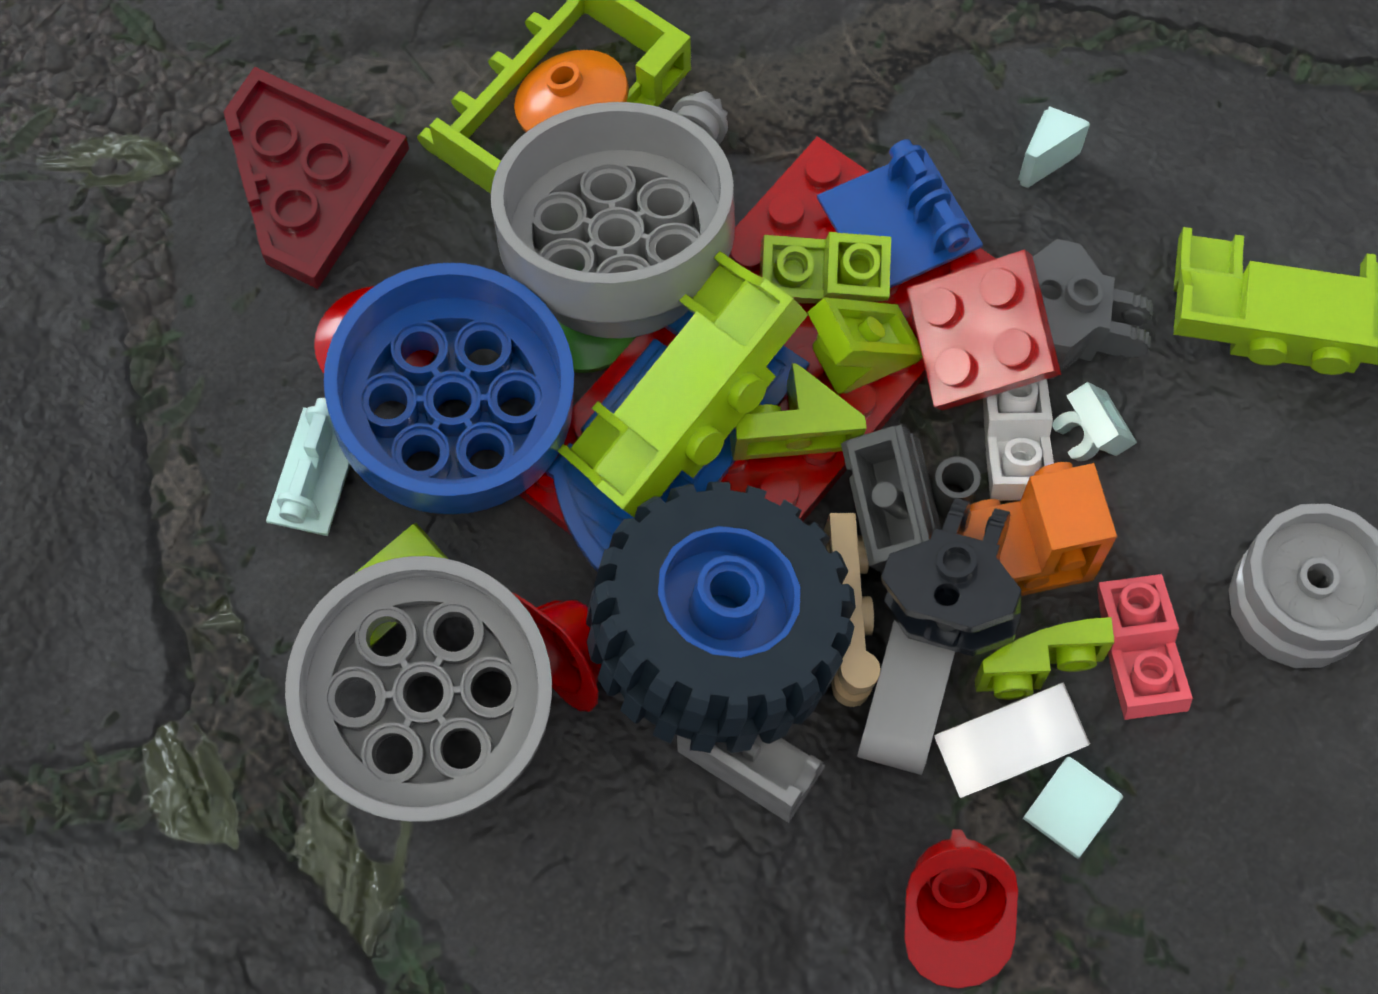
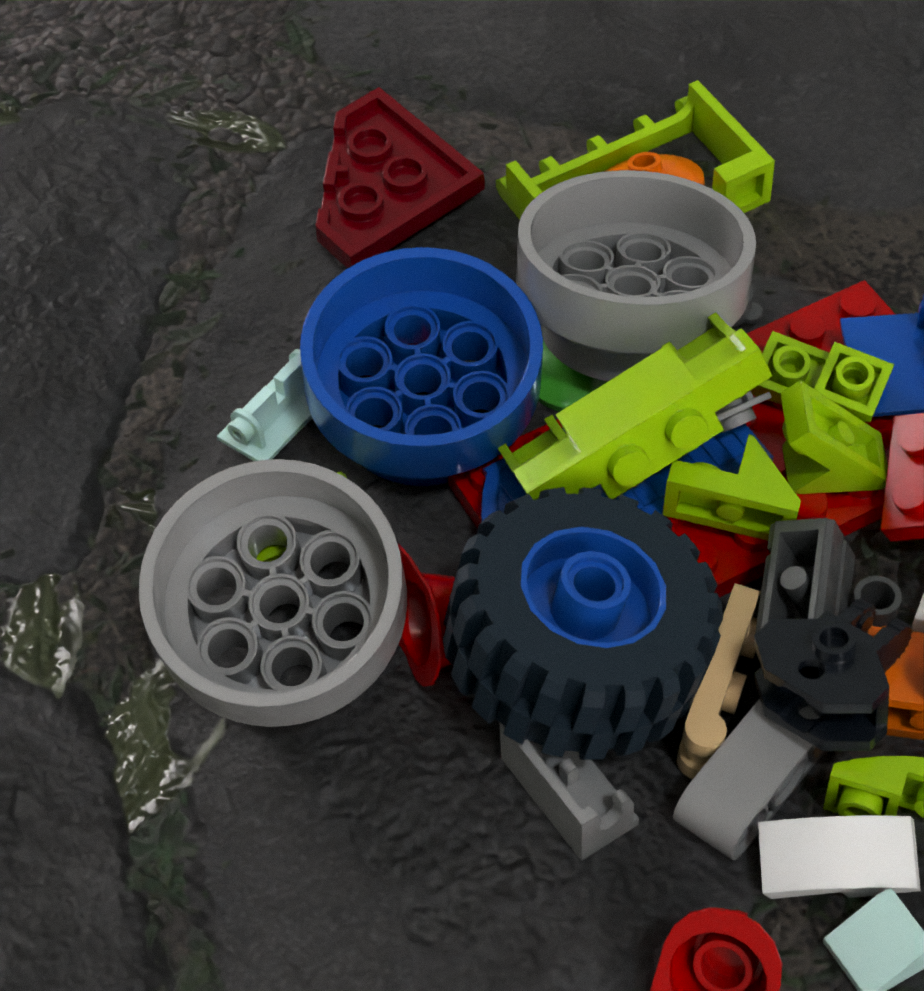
camera: 25 degrees right, 15 degrees down
(705, 112) = (768, 234): light grey plate -> none

